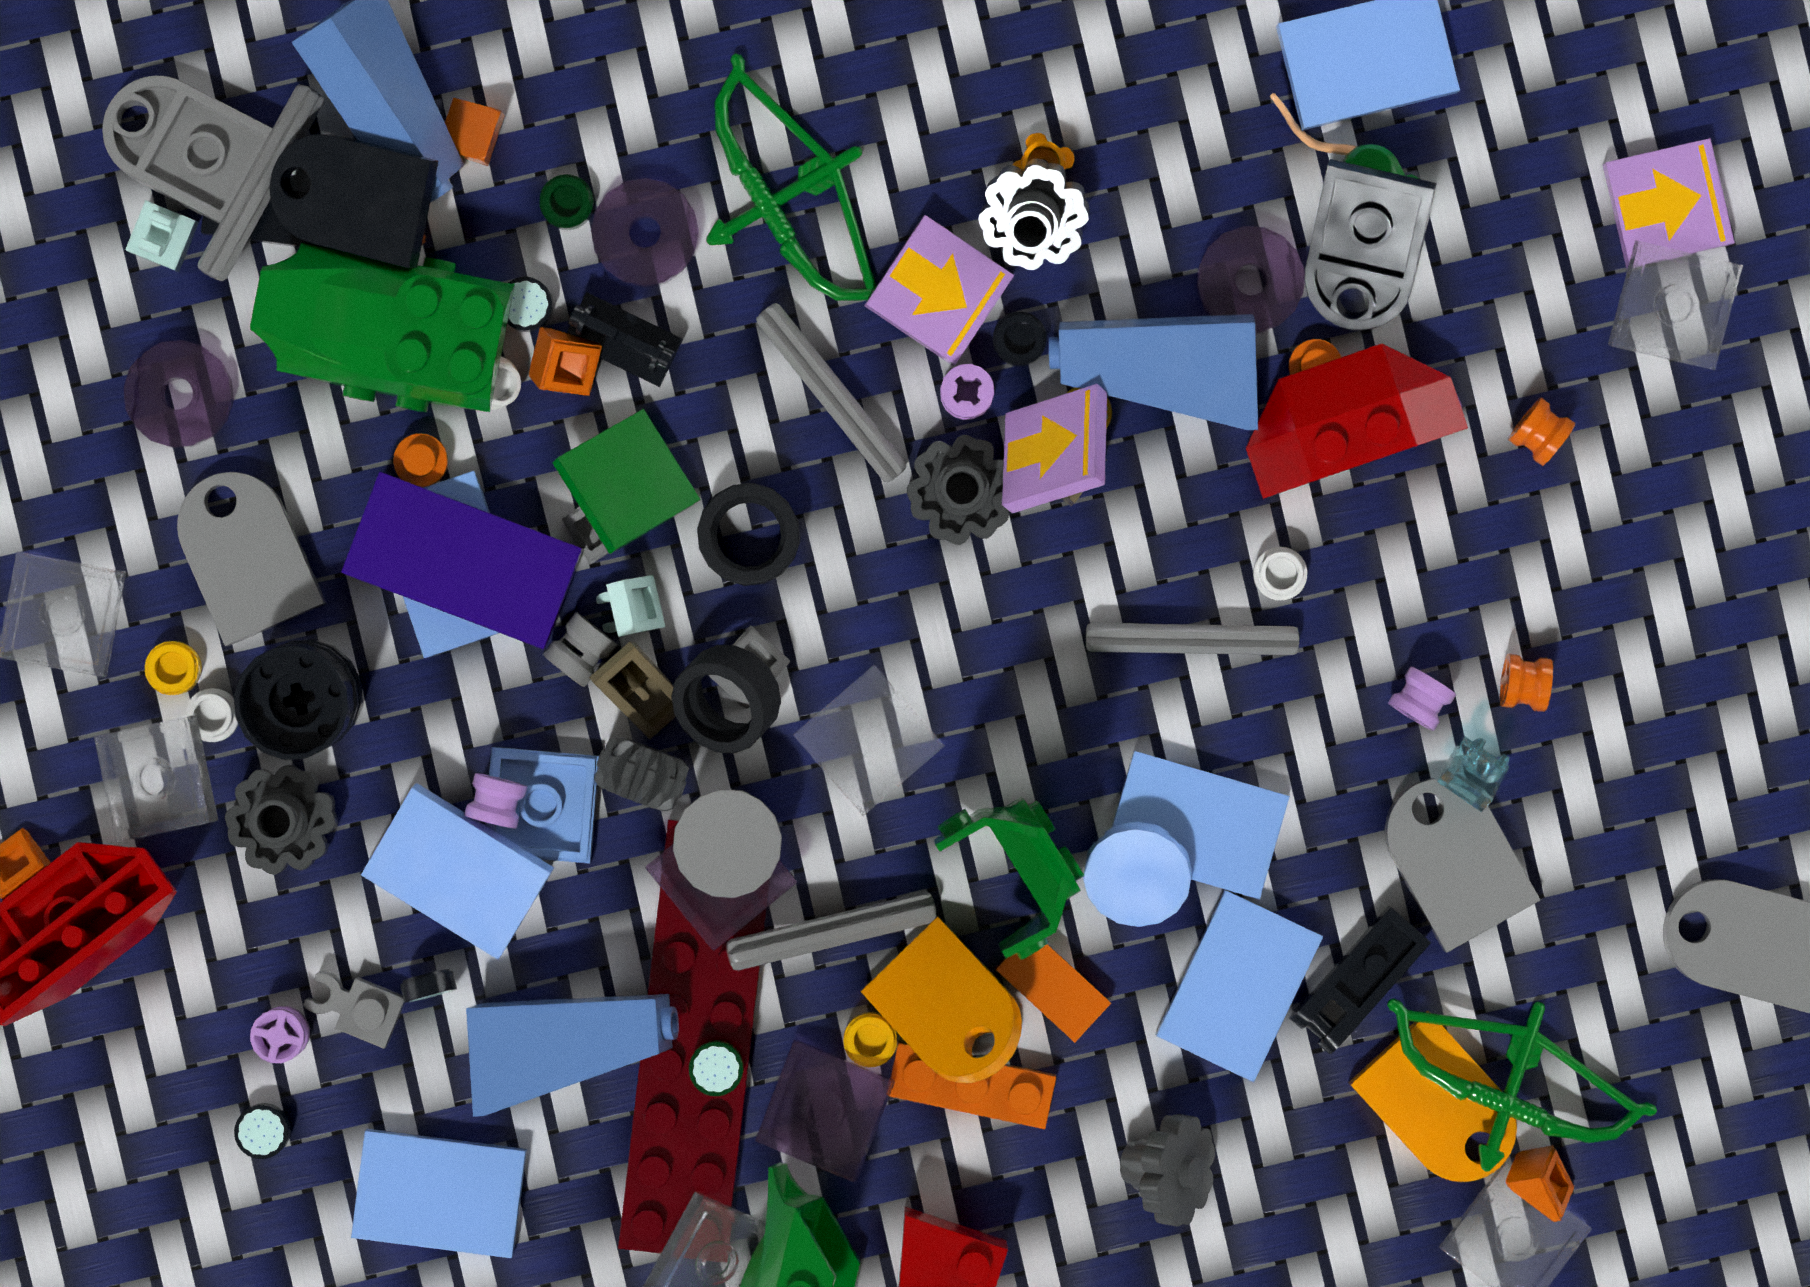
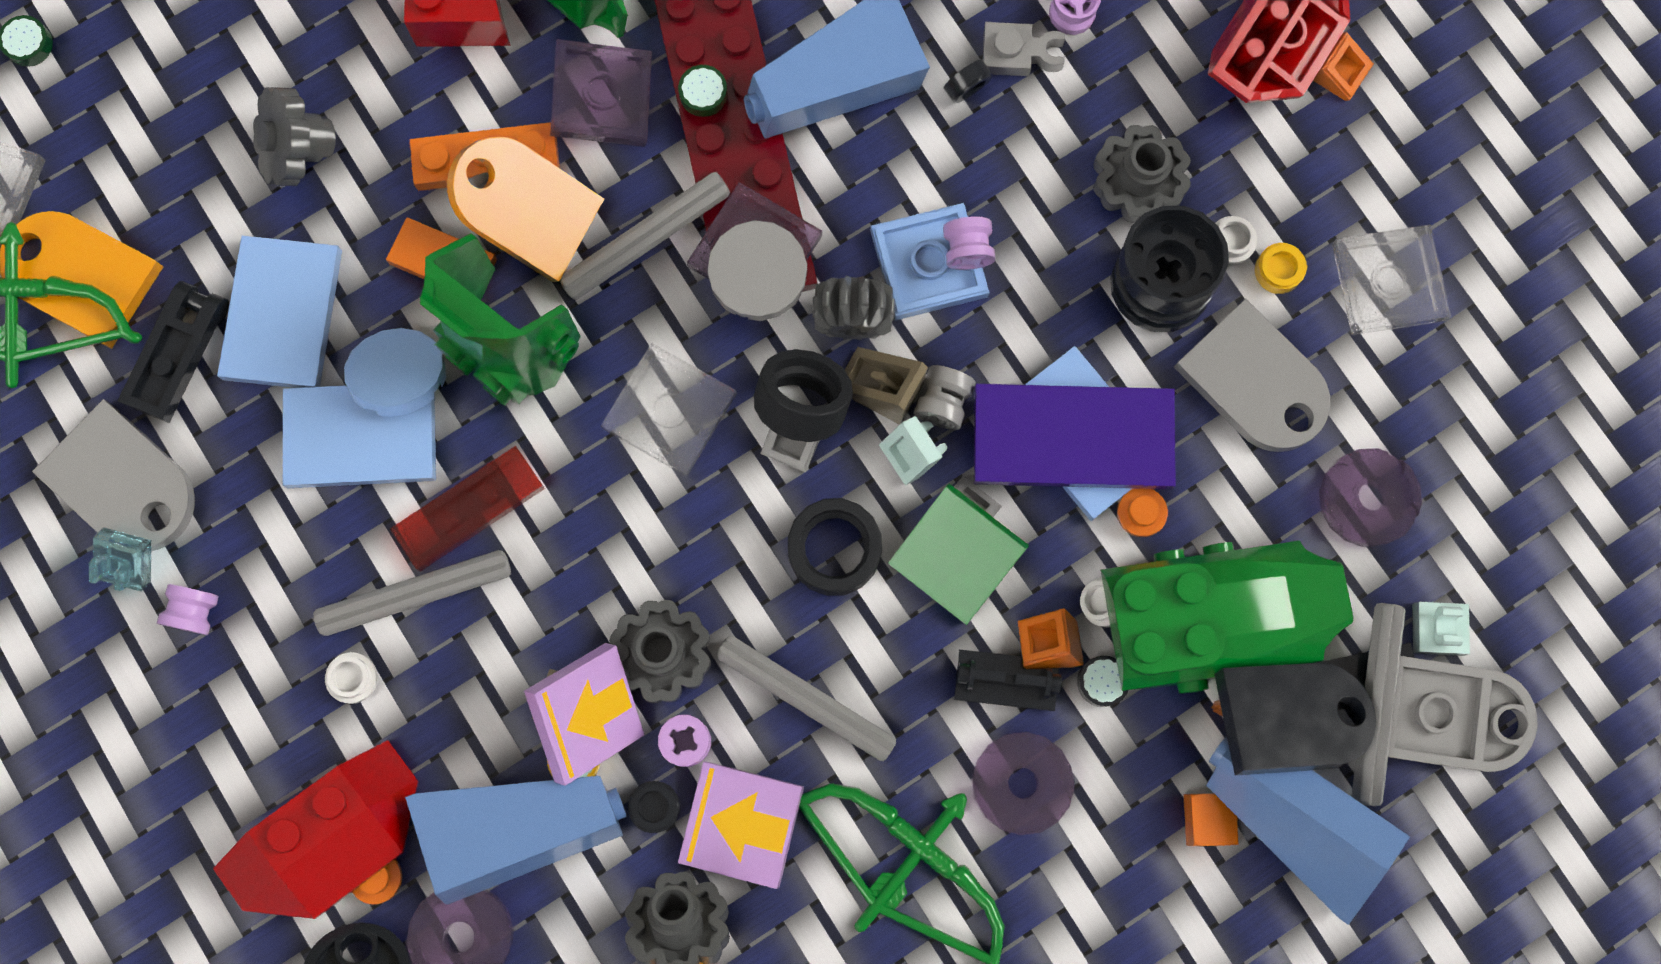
camera: 155 degrees right, 10 degrees down
(156, 778) = (1258, 170): clear tile -> none
(457, 871) = (979, 176): light blue tile -> none
(566, 202) = (1102, 786): dark green tile -> none
(869, 1039) = (584, 162): yellow tile -> none
(1109, 708) = (467, 508): none -> clear red tile
(1526, 682) = (96, 656): orange wheel -> none
(1541, 431) = (145, 890): orange wheel -> none

